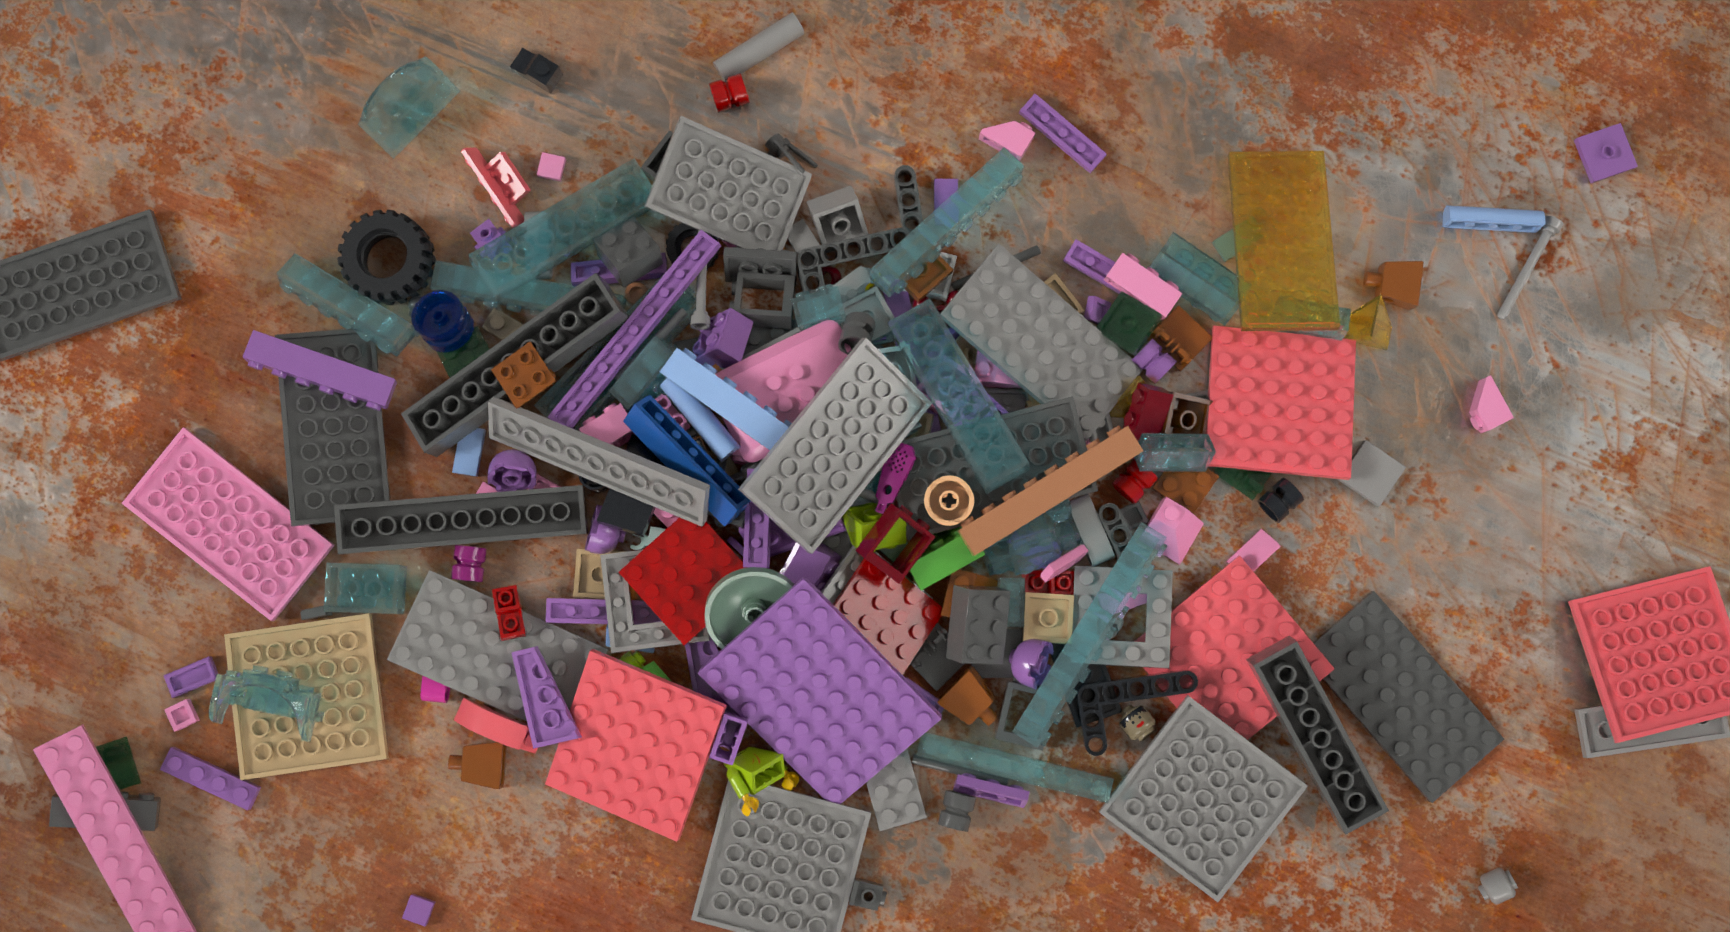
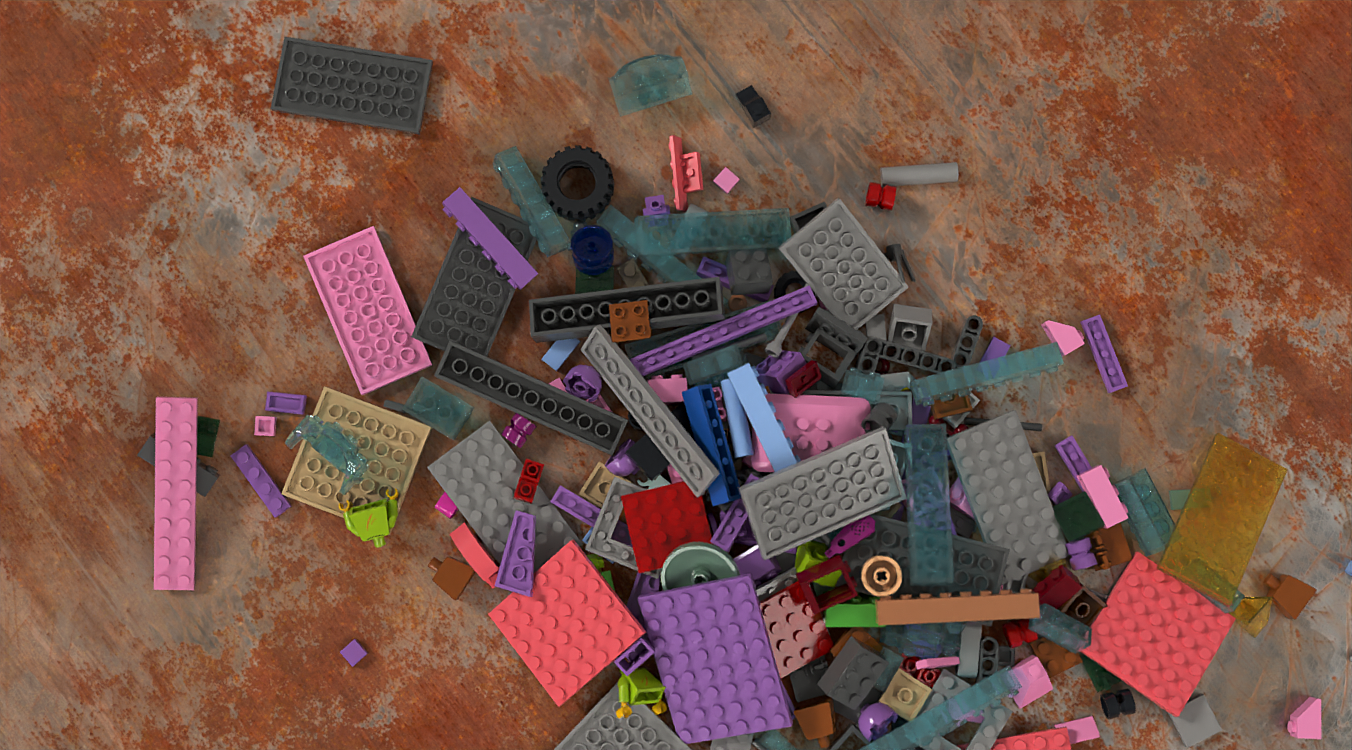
camera: 35 degrees right, 0 degrees up
(357, 750) = (372, 519): none -> lime torso
(749, 334) = (803, 378): none -> dark red plate

